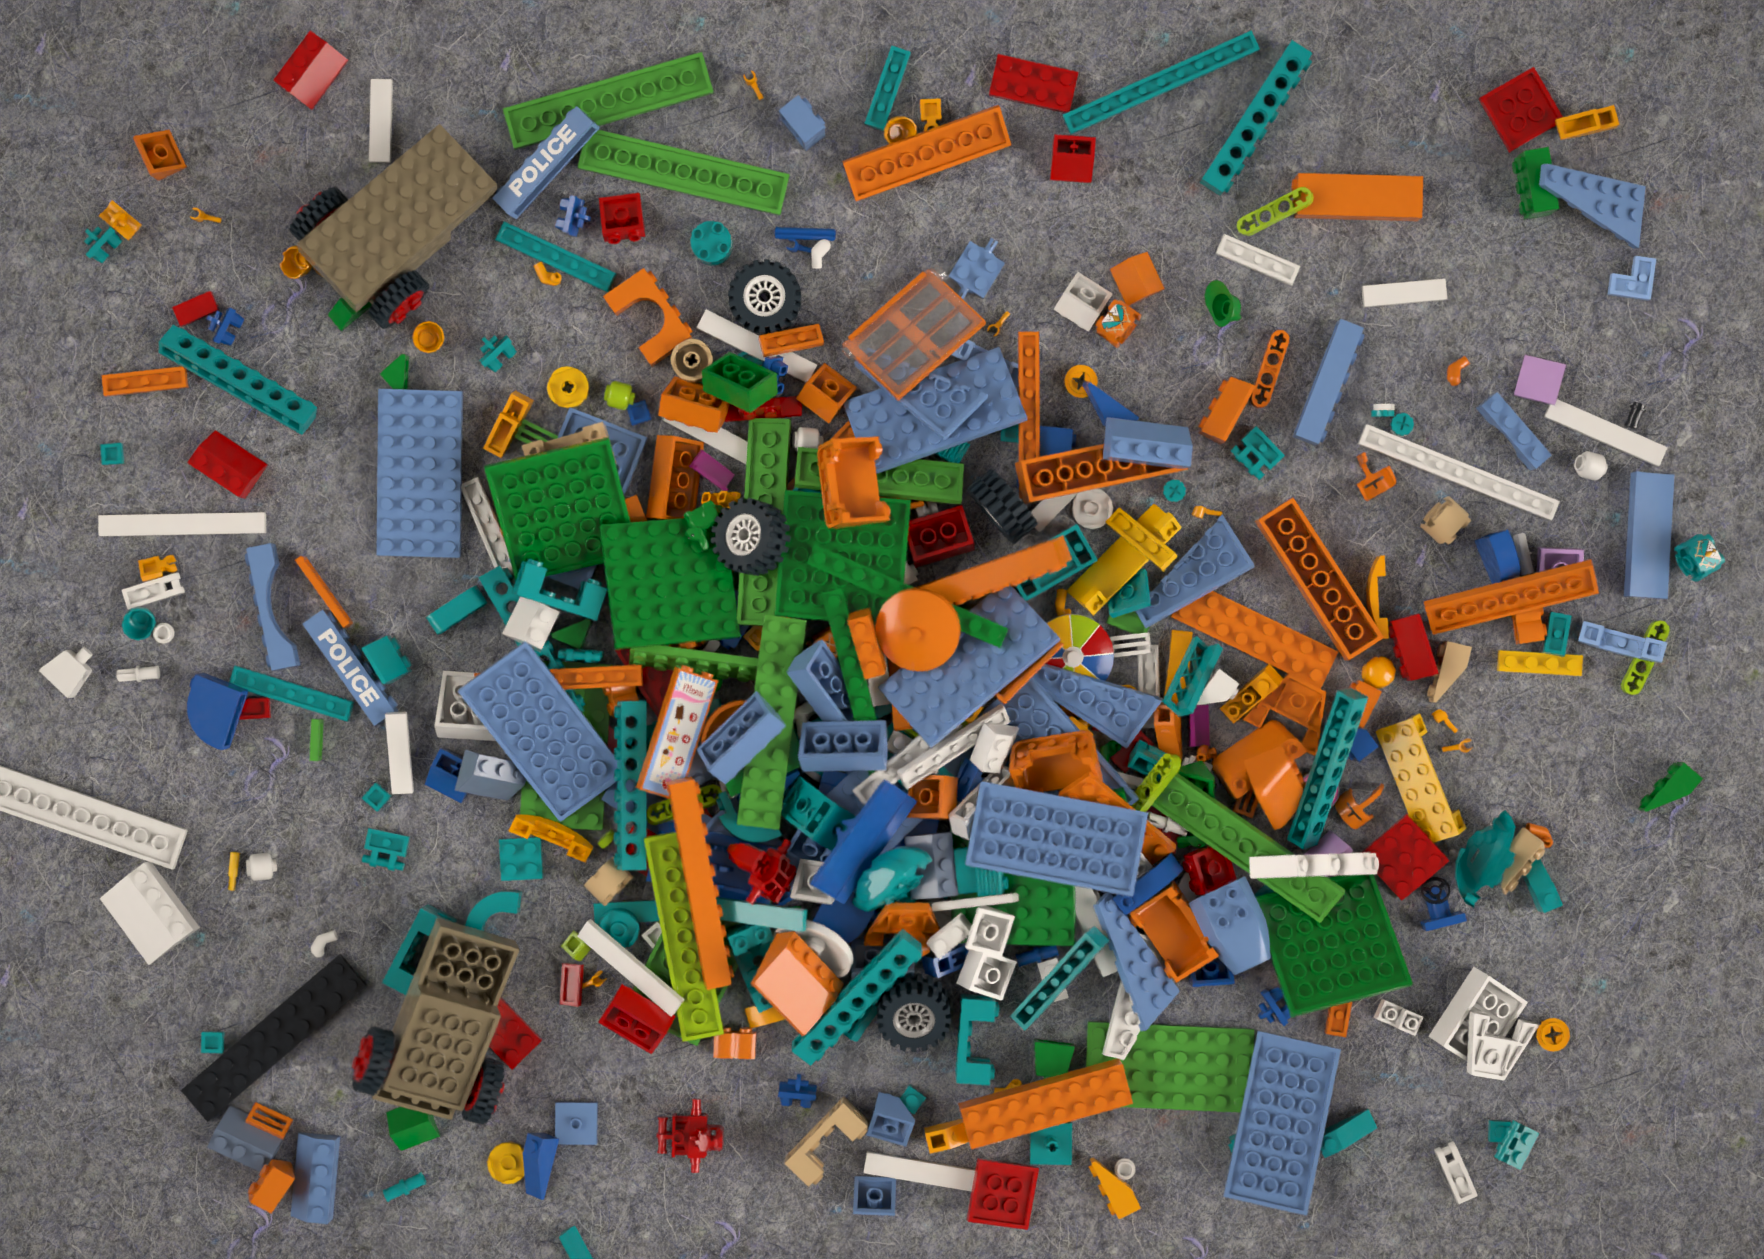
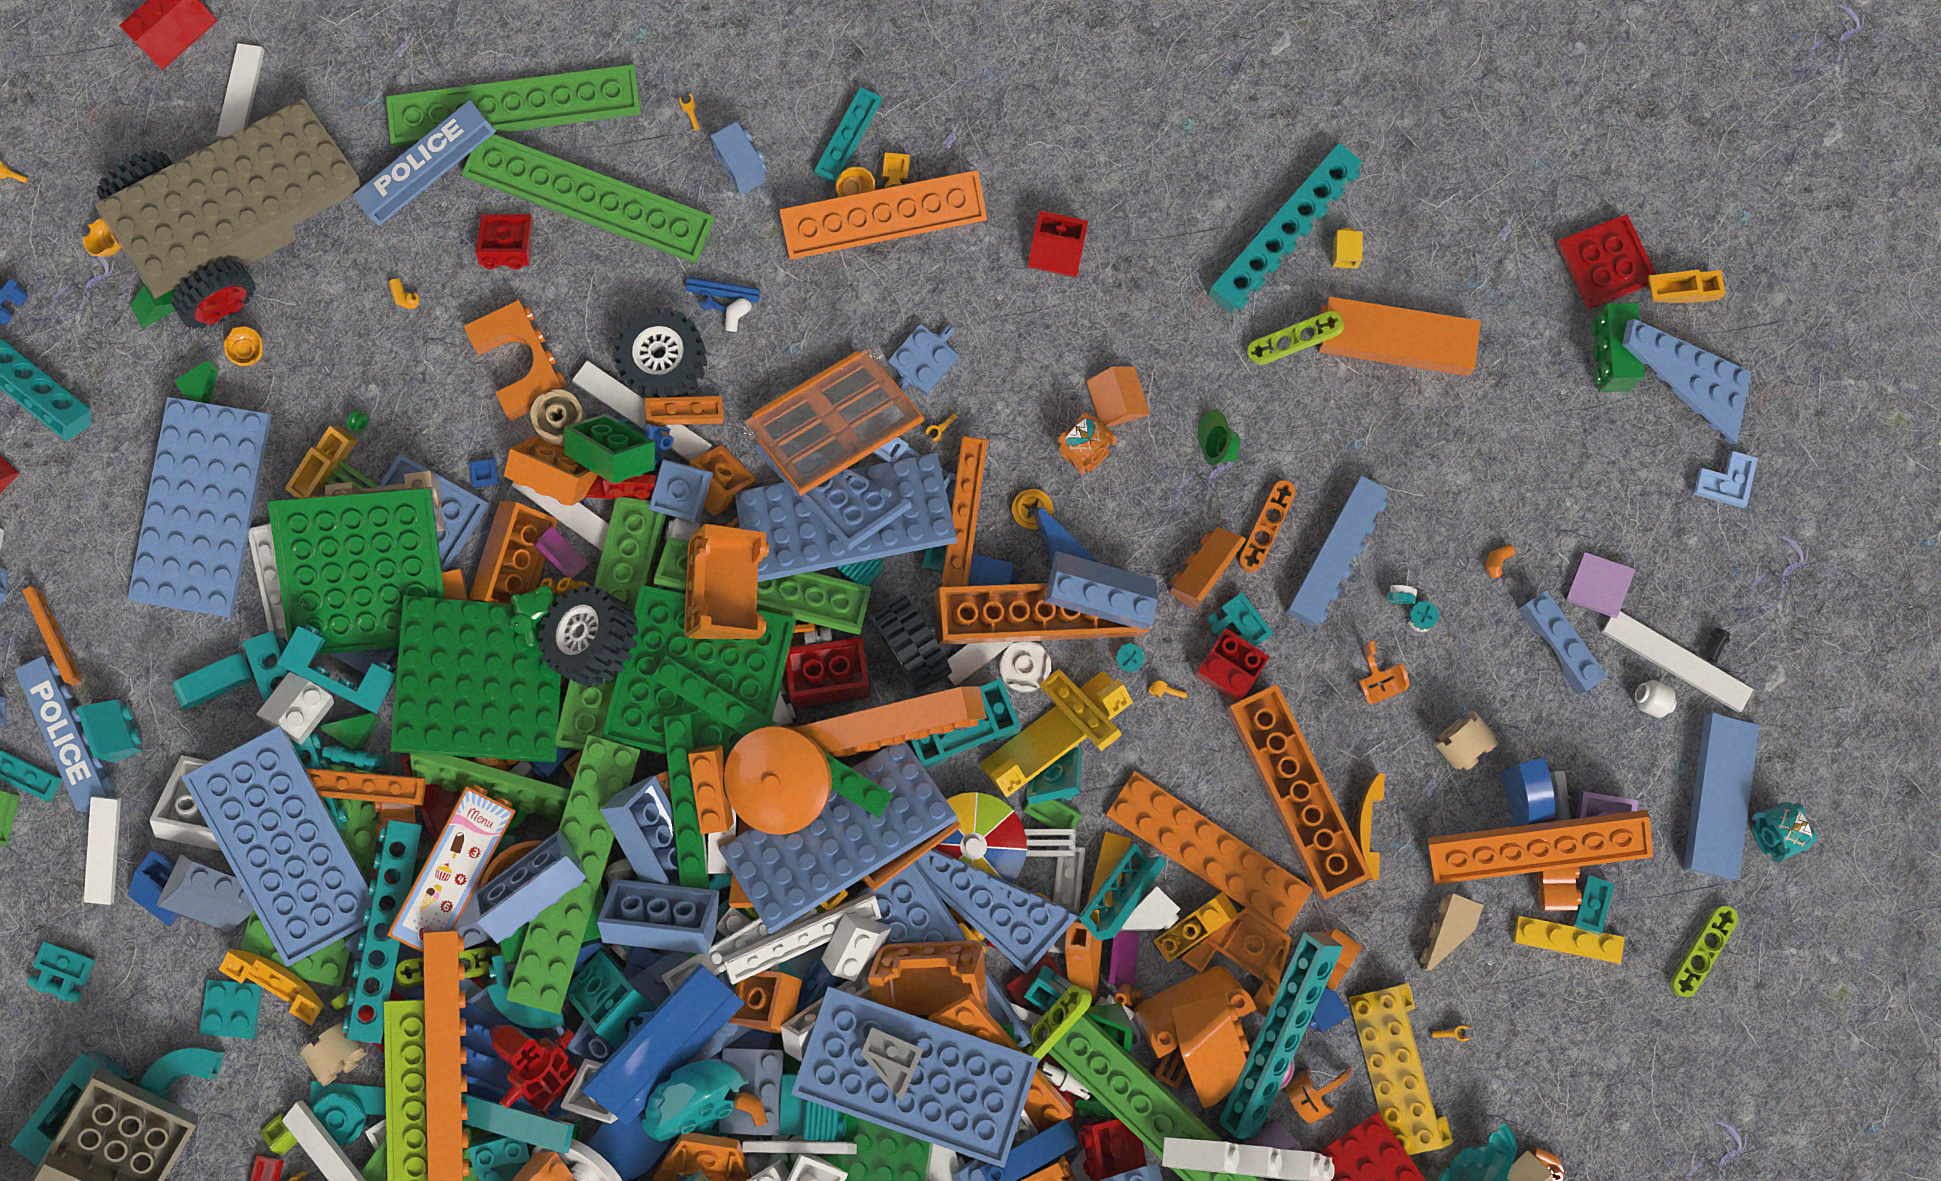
camera: 10 degrees right, 10 degrees down
(376, 797) = (64, 903): teal tile -> none
(489, 358) = (314, 384): teal hips -> none
(531, 385) = (357, 421): none -> green bush
(555, 256) = (417, 275): teal tile -> none
(557, 383) = (392, 420): yellow plate -> none
(574, 216) = (447, 231): blue hips -> none
(619, 395) = (462, 447): lime head -> none
(711, 243) = (607, 283): teal brick -> none
(801, 408) = (680, 491): none -> medium blue plate
(936, 876) = (753, 1105): none -> orange arm
(1033, 83) = (1023, 154): red plate -> none
(1038, 829) = (892, 1060): none -> light grey wing
(1060, 602) = (969, 777): light orange arm -> none
(1082, 301) = (1047, 413): white slope -> none
(1110, 749) = (1005, 974): green arm -> none
(1161, 82) = (1176, 173): teal plate -> none
(1204, 568) = (1151, 760): medium blue wing -> none
(1255, 486) = (1232, 666): none -> red slope
(1257, 260) = (1268, 394): white tile -> none
(1308, 128) = (1347, 248): none -> yellow brick
(1378, 672) = (1361, 922): light orange hair -> none
(1404, 293) = (1443, 458): white tile -> none
(1412, 647) = (1407, 895): red slope -> none
(1440, 716) = (1435, 989): light orange hand -> none
(1458, 472) = (1489, 685): white plate -> none
(1622, 643) = (1676, 928): light blue slope -> none
(1676, 784) = (1731, 1122): green slope -> none

